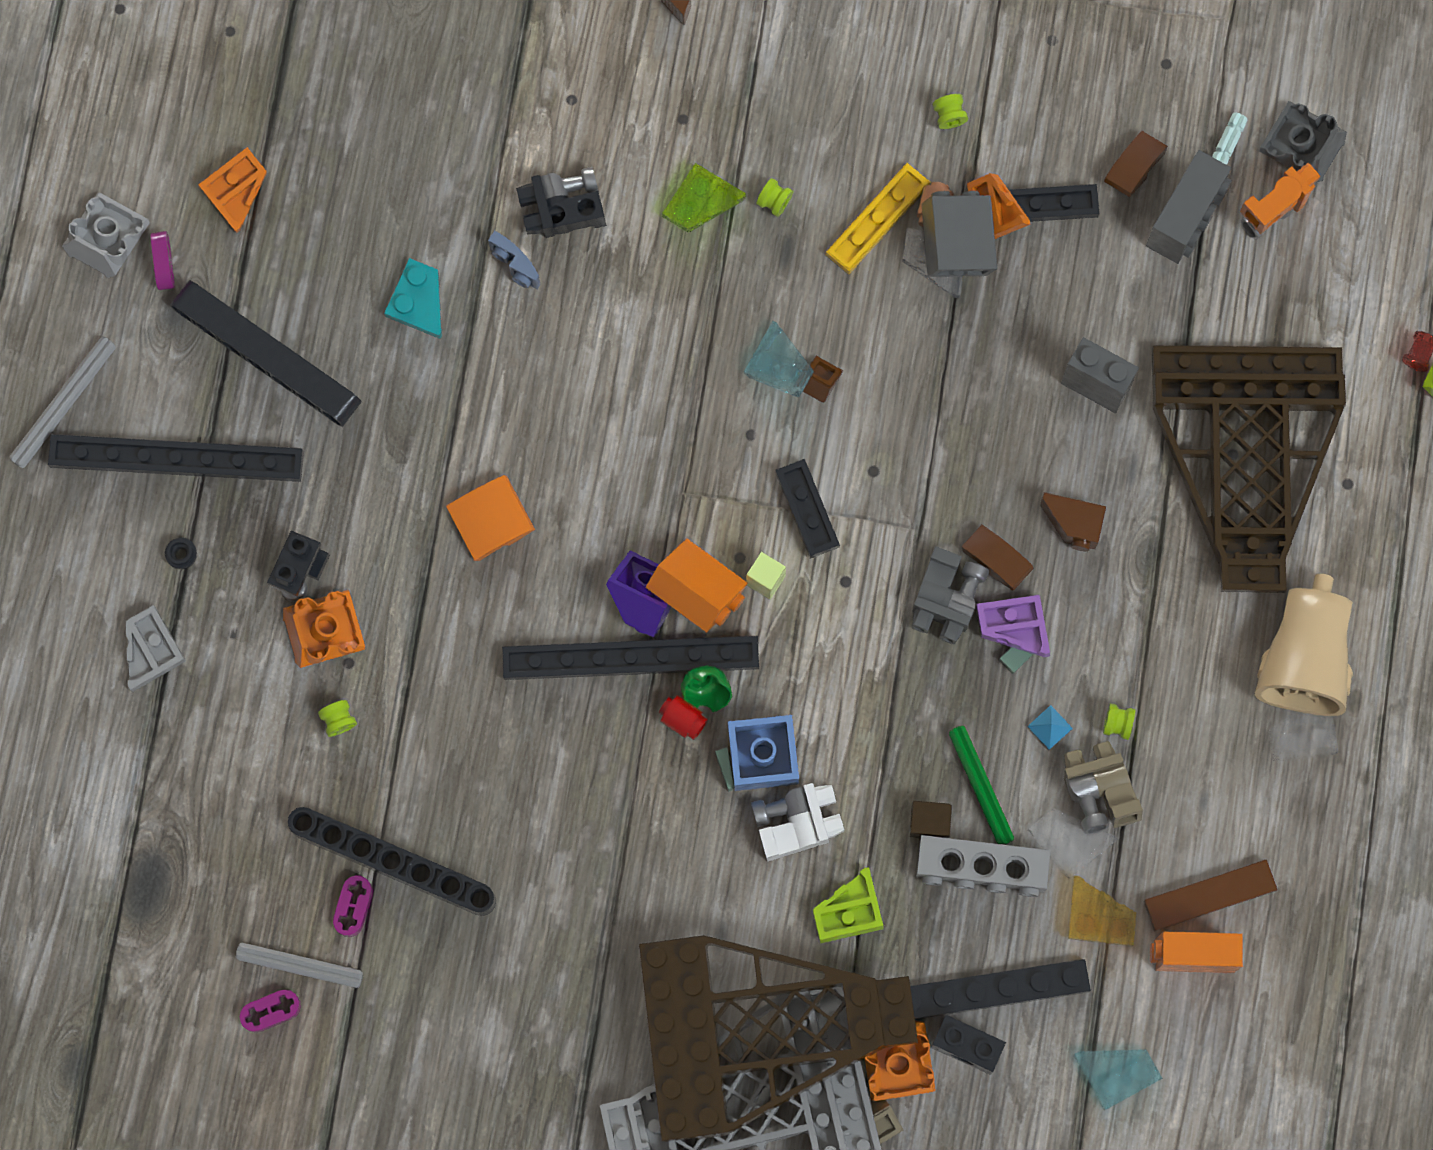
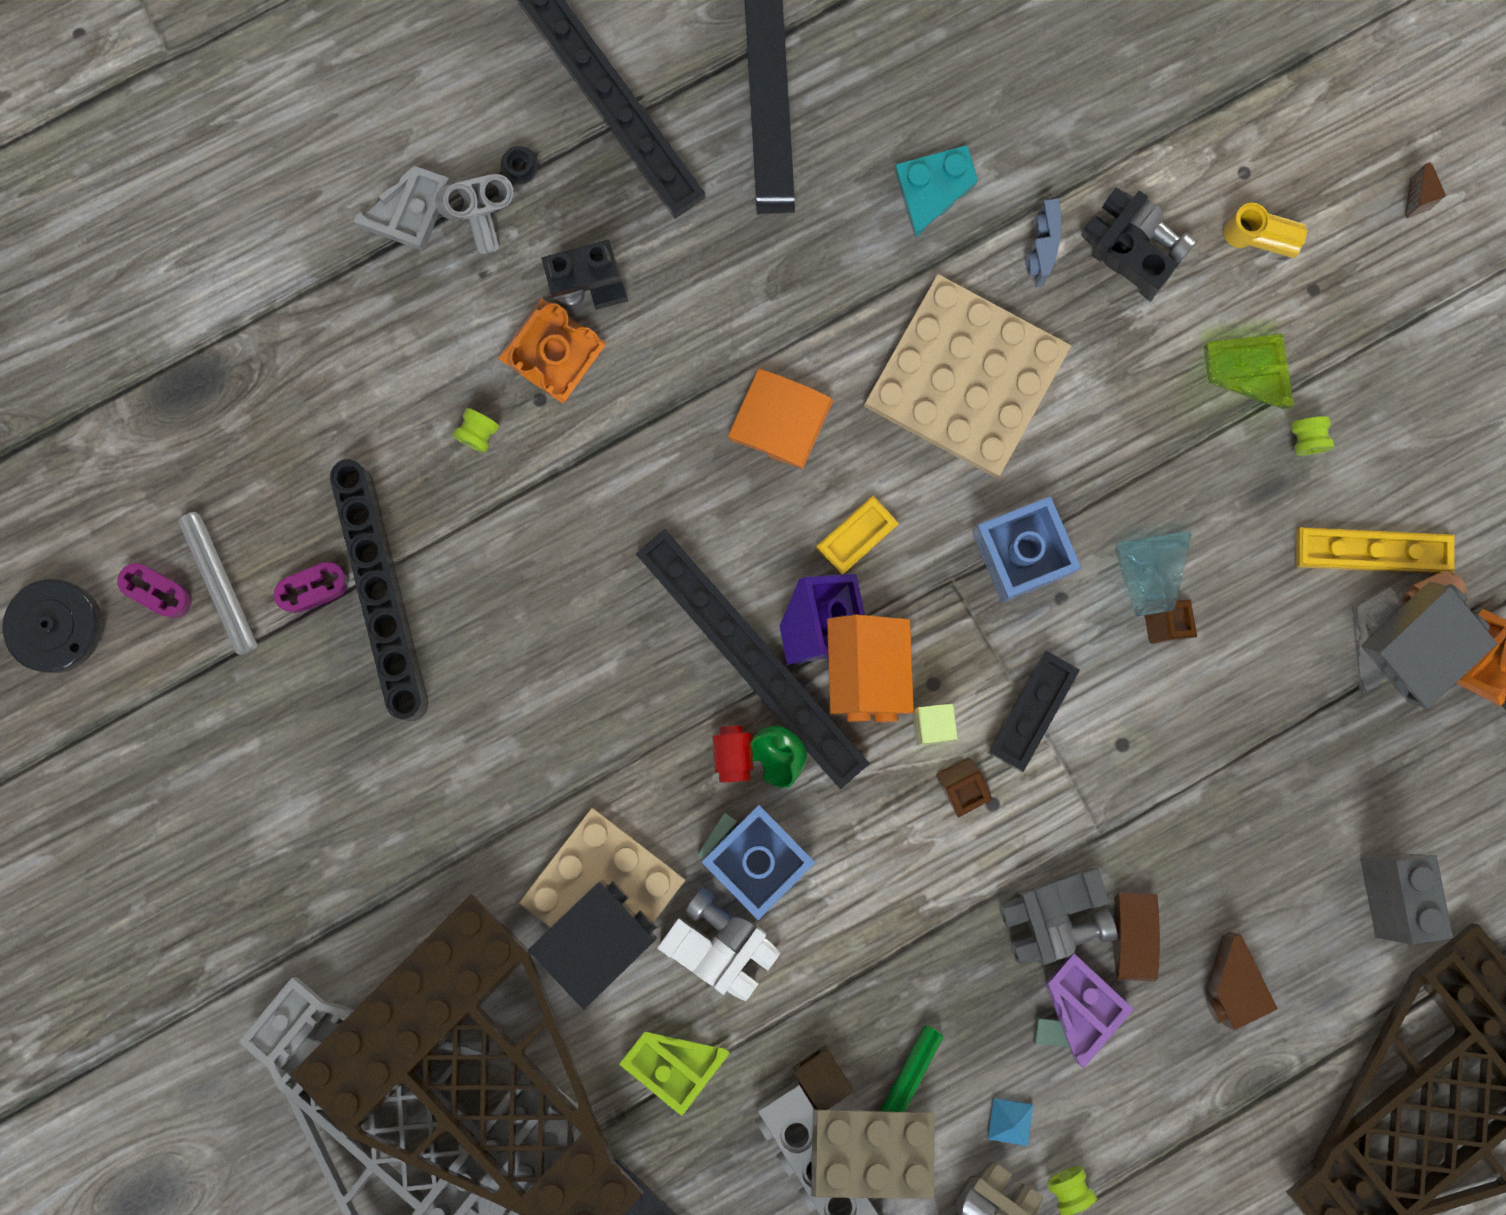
camera: 50 degrees right, 5 degrees up
(188, 601) = (477, 207): none -> light grey beam
(240, 1093) = (52, 626): none -> black wheel
(560, 378) = (967, 376): none -> tan plate
(606, 530) = (857, 535): none -> yellow tile
(623, 118) = (1267, 233): none -> yellow piece
(702, 431) = (1026, 549): none -> medium blue brick
(703, 869) = (597, 853): none -> tan plate
(731, 892) = (594, 942): none -> black brick
(820, 590) = (964, 786): none -> reddish brown slope
(999, 822) = (873, 1154): none -> dark tan plate

